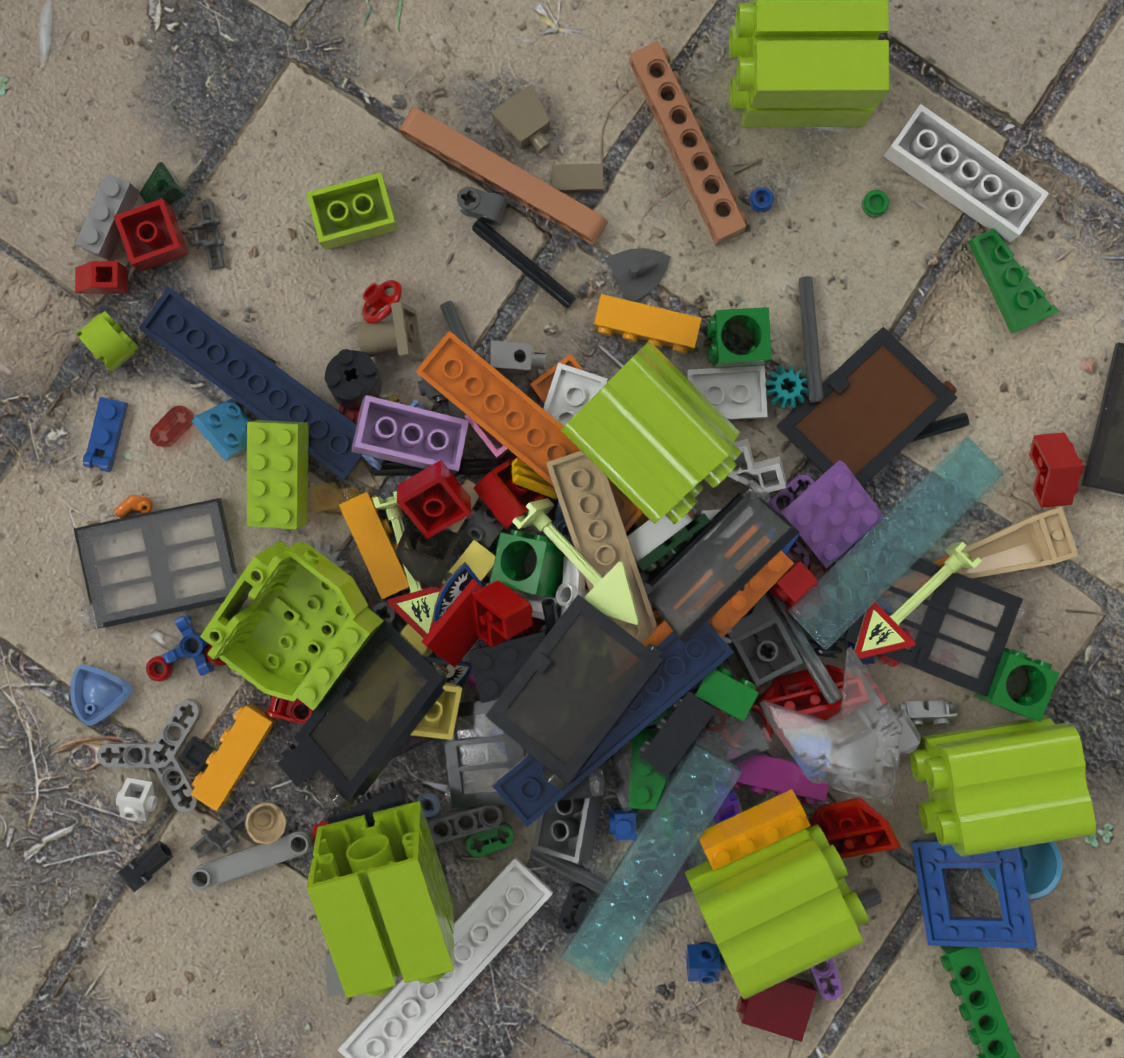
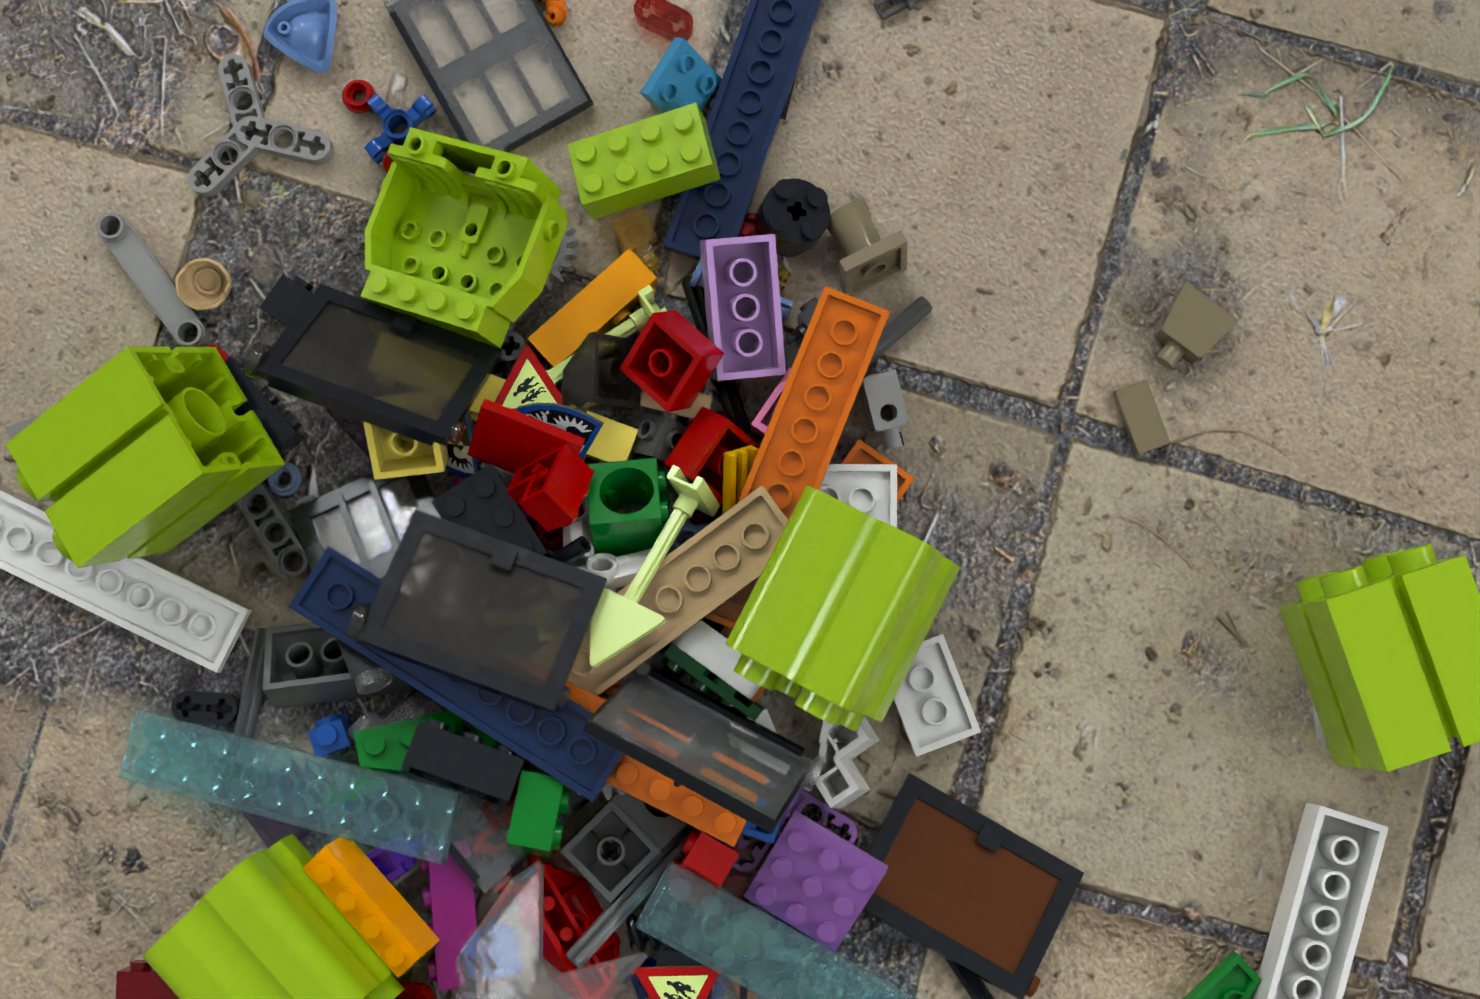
camera: 70 degrees right, 5 degrees down
(136, 799) = (187, 118): white brick -> none
(141, 869) = (102, 152): black piece -> none
(196, 753) = (266, 175): black tile -> none
(209, 840) = (162, 225): dark grey piece -> none
(233, 756) = (276, 219): light orange brick -> none
(287, 710) = (352, 266): red piece -> none
(352, 211) = (1002, 150): lime brick -> none
(376, 297) = (902, 214): red piece -> none
(485, 205) = (1065, 314): dark grey piece -> none
(492, 845) = (257, 576): green beam -> none
(503, 176) = (1110, 324): nougat beam -> none
(523, 263) = (1009, 384): black axle -> none
(638, 271) = (1049, 532): dark grey shield -> none
(647, 324) = (984, 562): light orange brick -> none
(657, 58) = (1327, 466): nougat brick -> none
(704, 962) = (179, 895): blue brick -> none
(755, 321) = (1032, 701): green brick -> none
(764, 193) = (1203, 661): blue plate -> none
(783, 395) = (950, 768): teal gear -> none
(810, 339) = (1034, 782): dark grey axle -> none
(875, 203) = (1240, 811): green tile -> none

